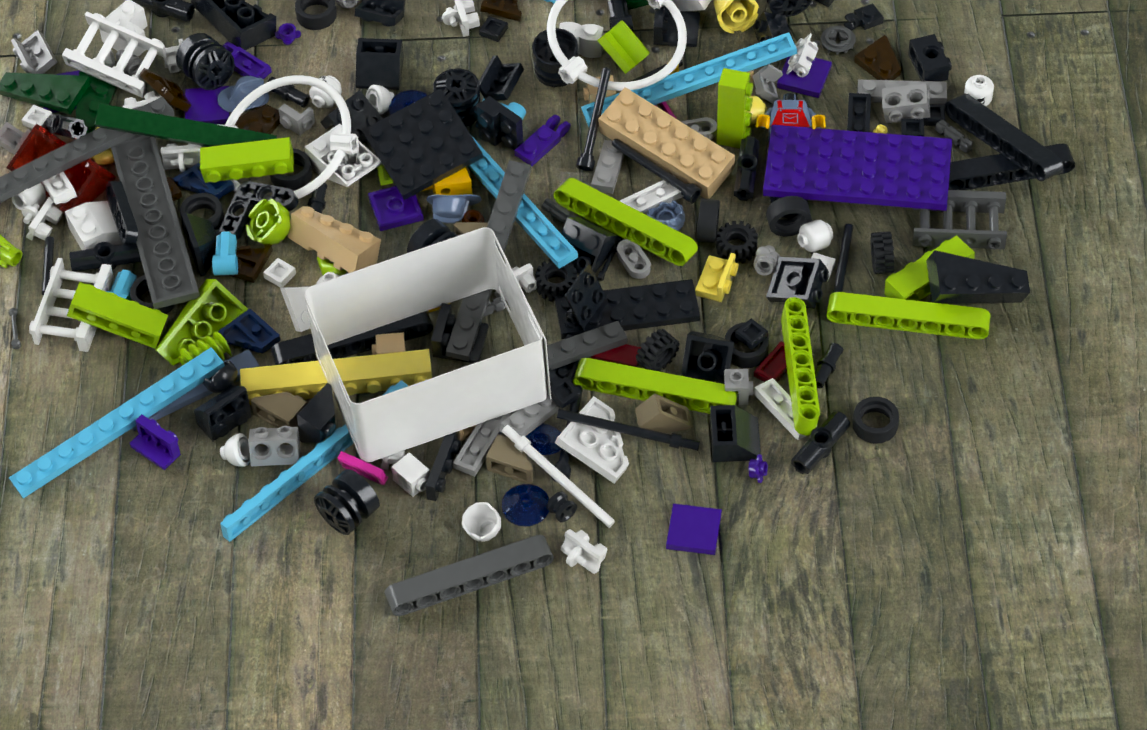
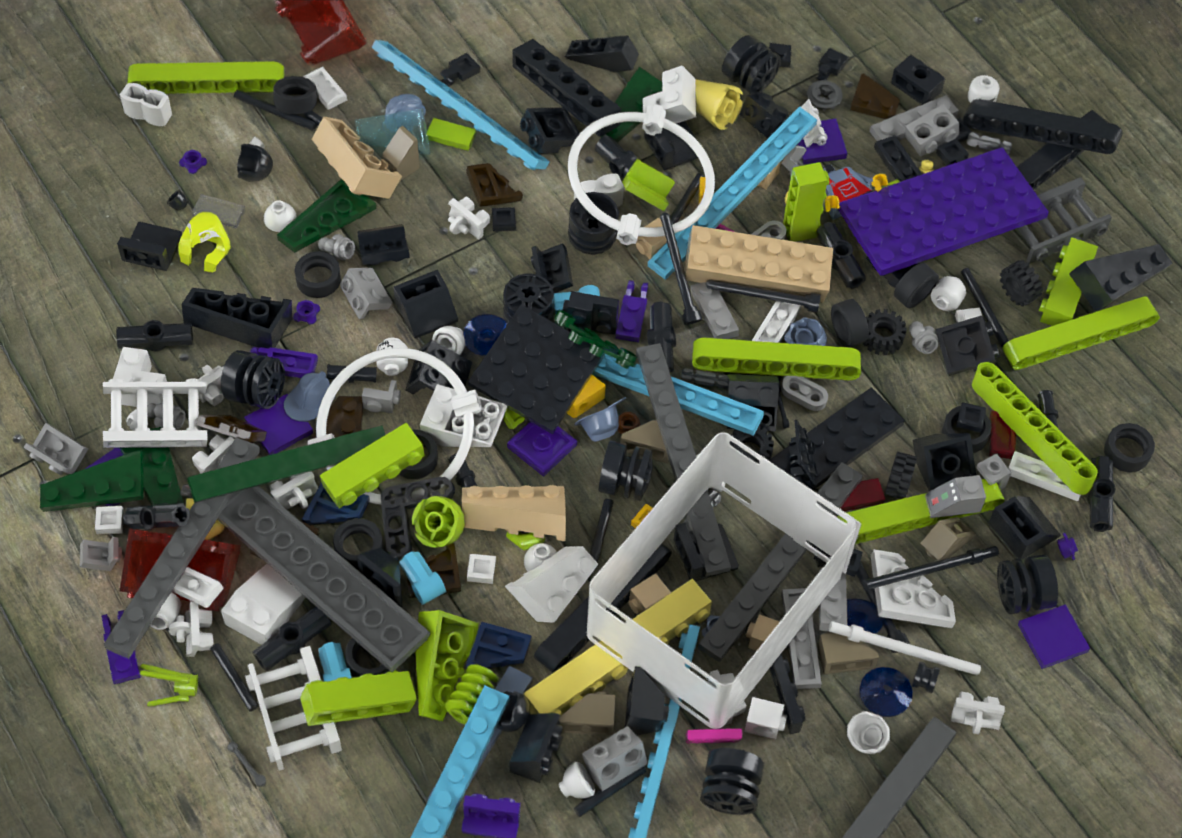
camera: 35 degrees left, 5 degrees up
(121, 212) = (303, 598): black beam -> none
(253, 470) = (601, 795): none -> black bar
(342, 36) = (364, 291): none -> light grey bracket
(480, 143) = (624, 357): none -> dark green plant
(547, 167) = (662, 331): none -> black piece
(685, 384) = (956, 497): none -> light grey slope
(699, 477) = (1027, 584): none -> black wheel
(716, 277) = (891, 374): light yellow bracket -> none

